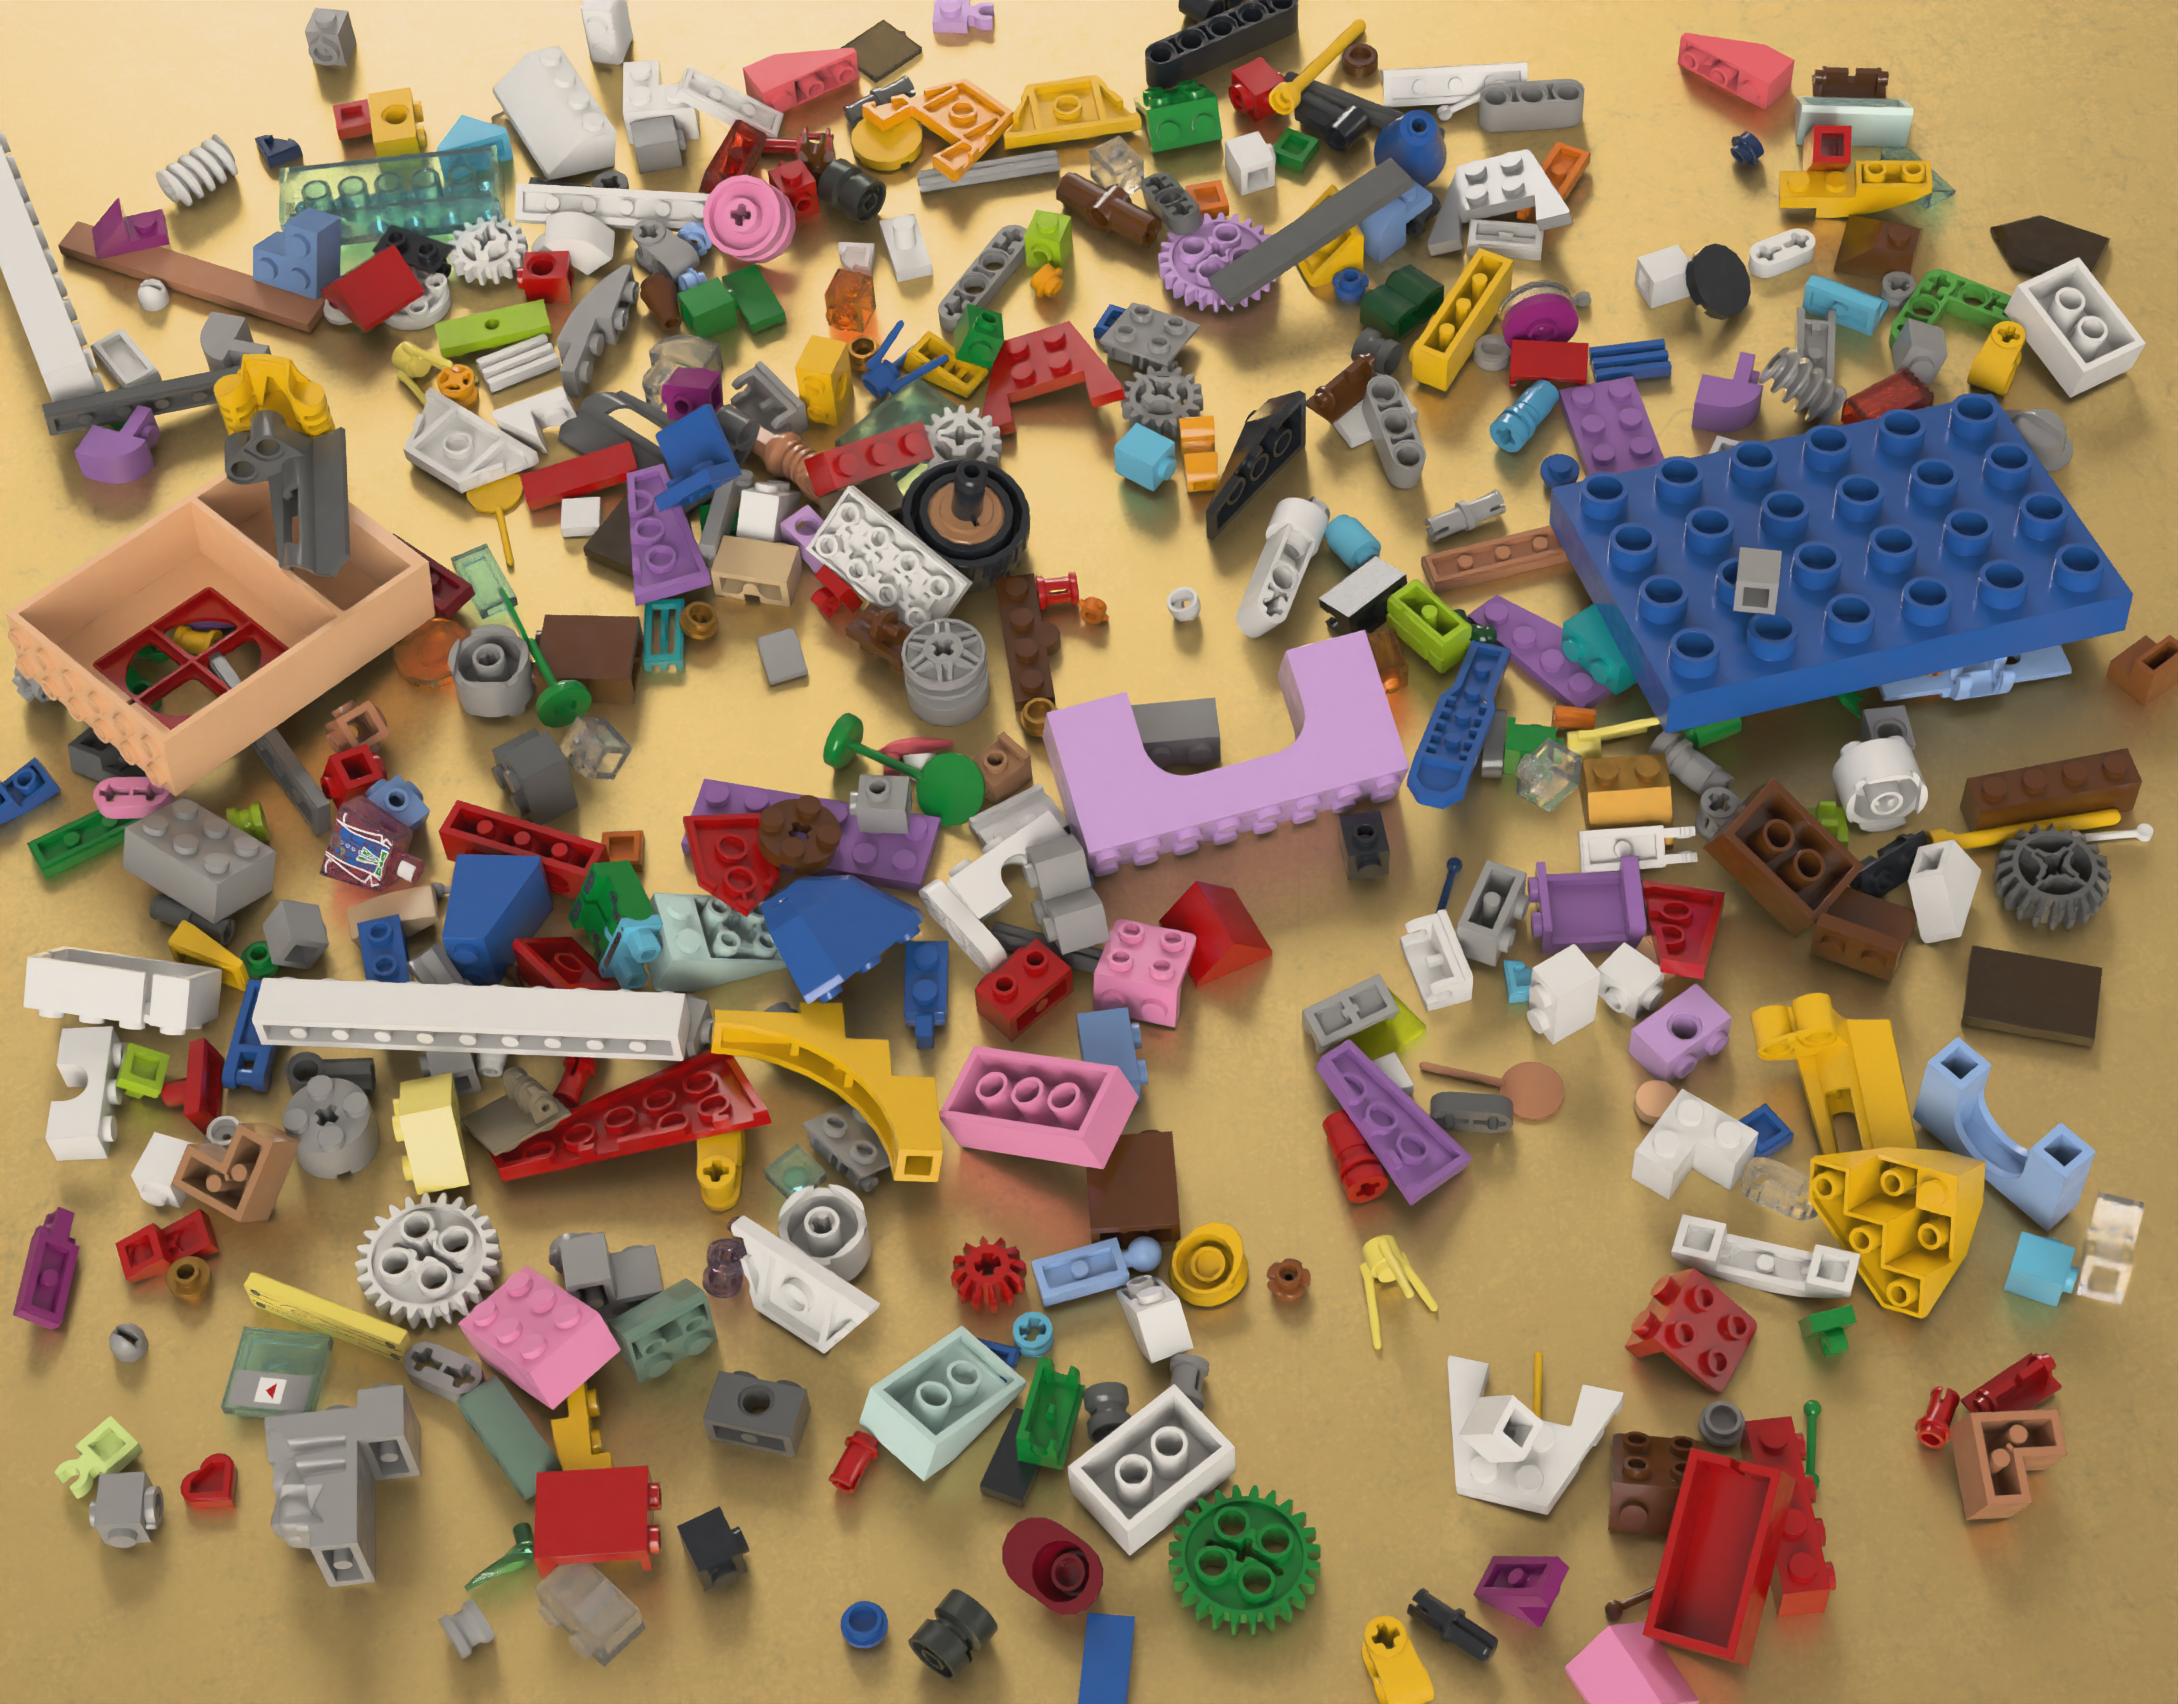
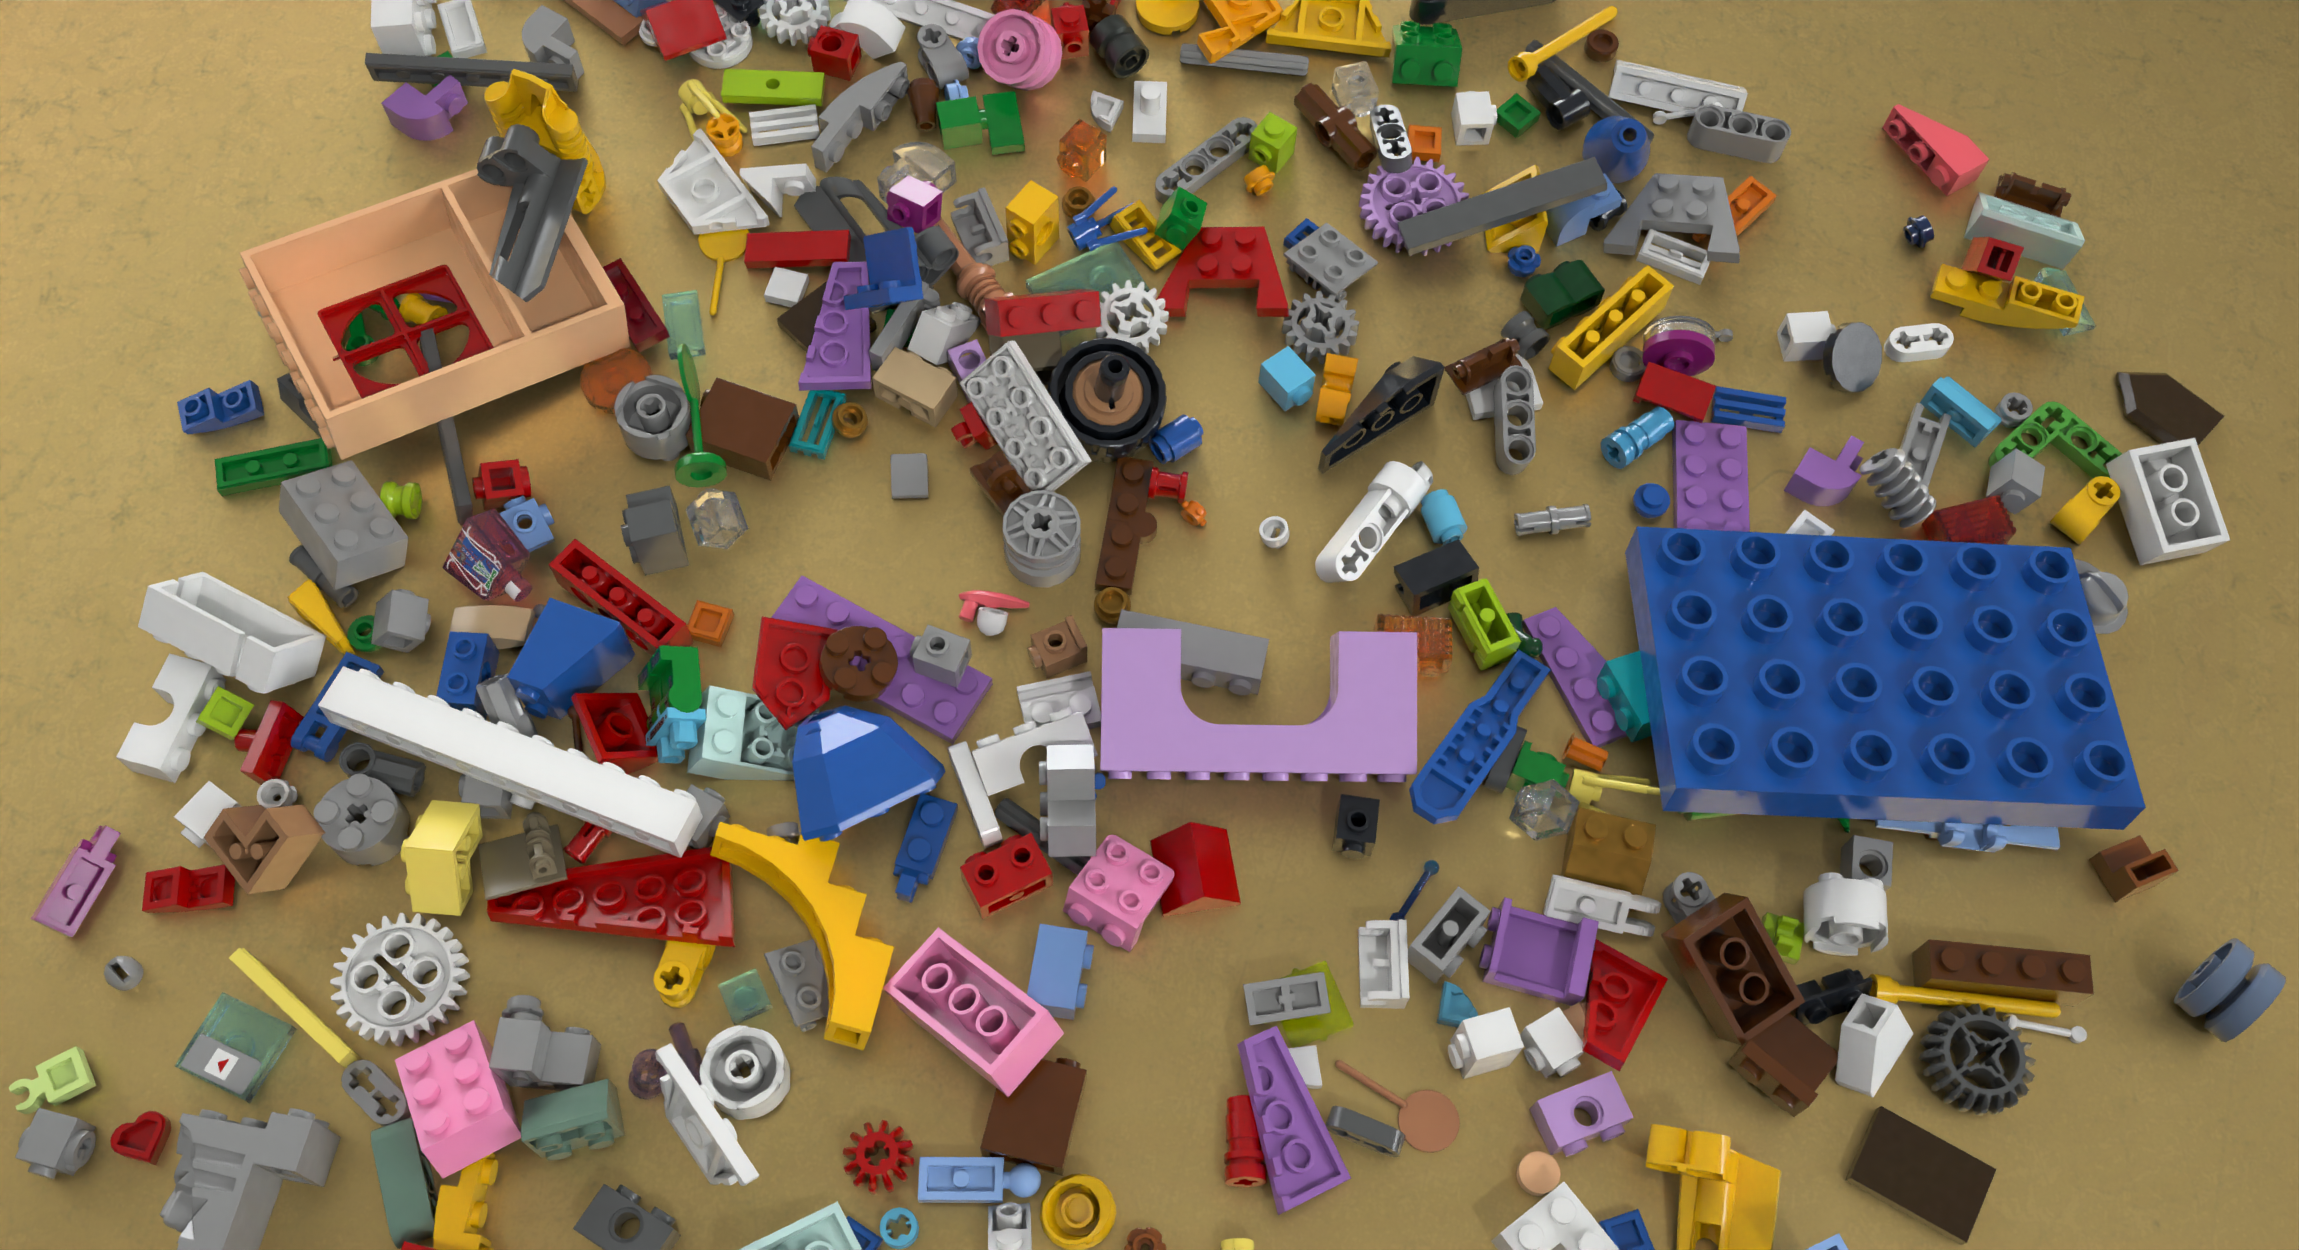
camera: 10 degrees right, 10 degrees up
(132, 799) = (312, 450): bright pink beam -> none
(193, 1286) = (202, 933): pearl gold plate -> none
(365, 718) = (526, 452): nougat brick -> none
(945, 788) = (1007, 649): green piece -> none
(1050, 545) = (1176, 439): none -> blue brick
(1252, 87) = (1498, 45): red brick -> none
(1493, 559) = (1563, 569): nougat tile -> none
(1689, 765) = (1677, 839): light grey axle -> none
(1757, 580) = (1795, 697): light grey brick -> none
(1876, 248) = (2008, 363): reddish brown slope -> none

